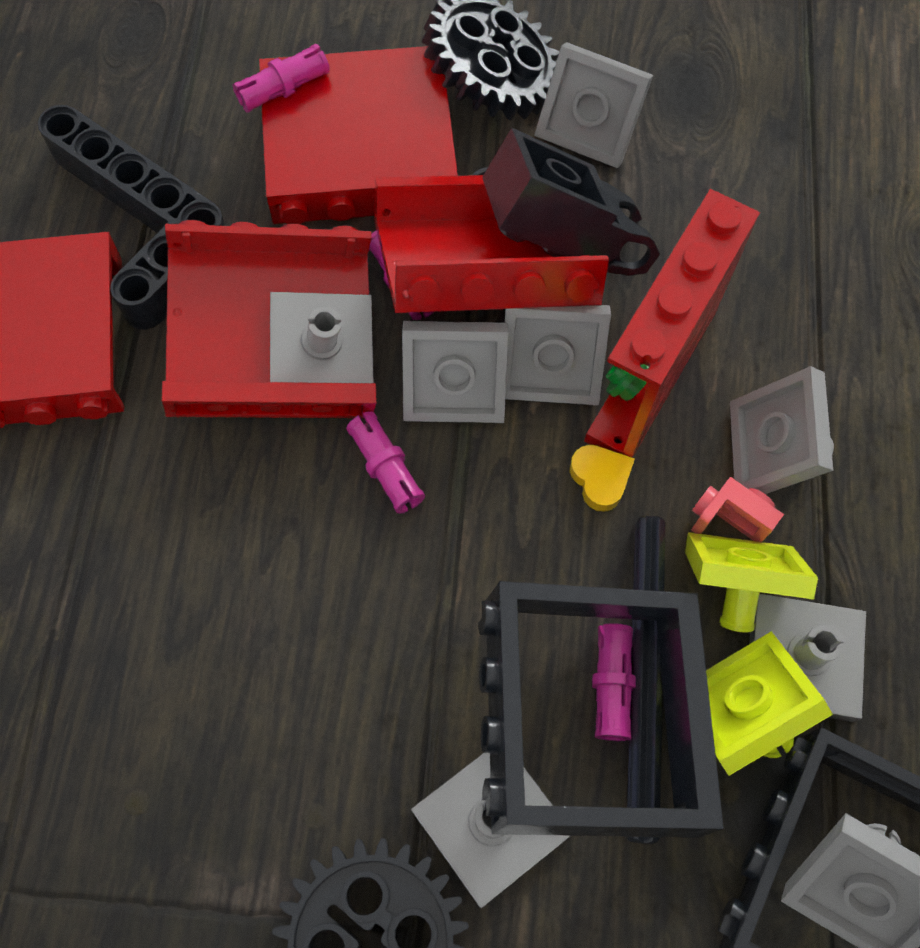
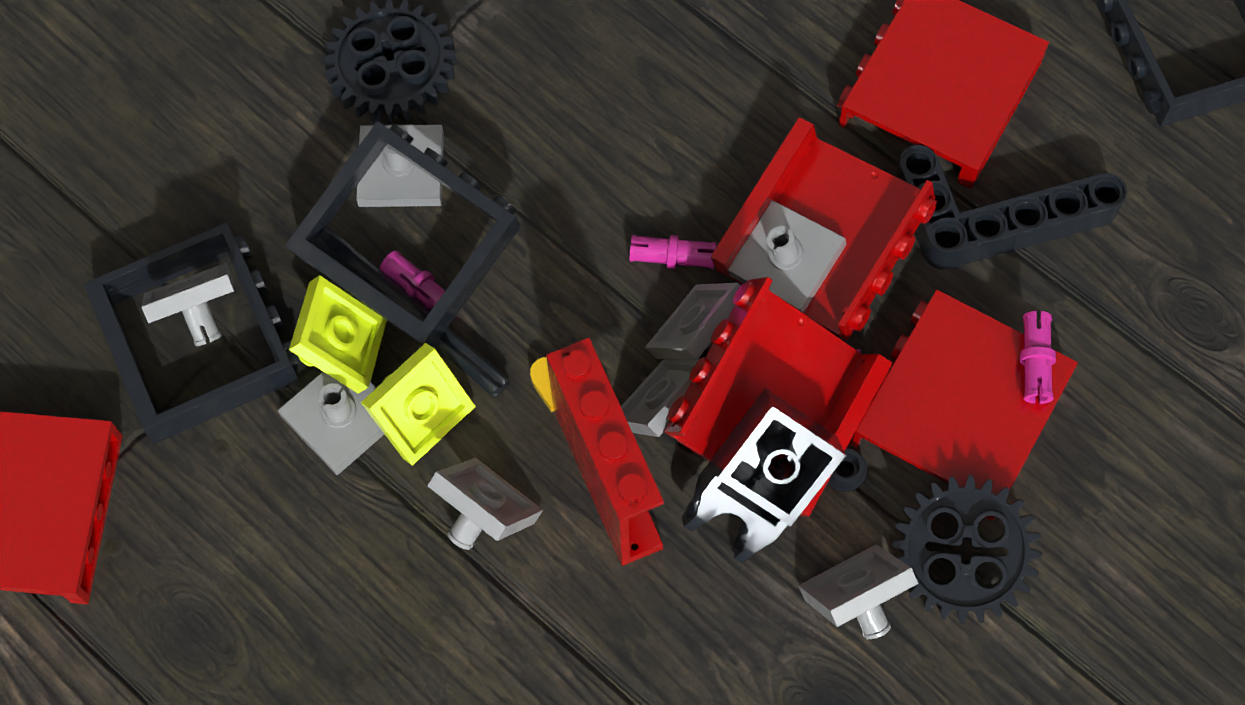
camera: 130 degrees right, 0 degrees up
(741, 507) = (461, 443): coral bracket -> none

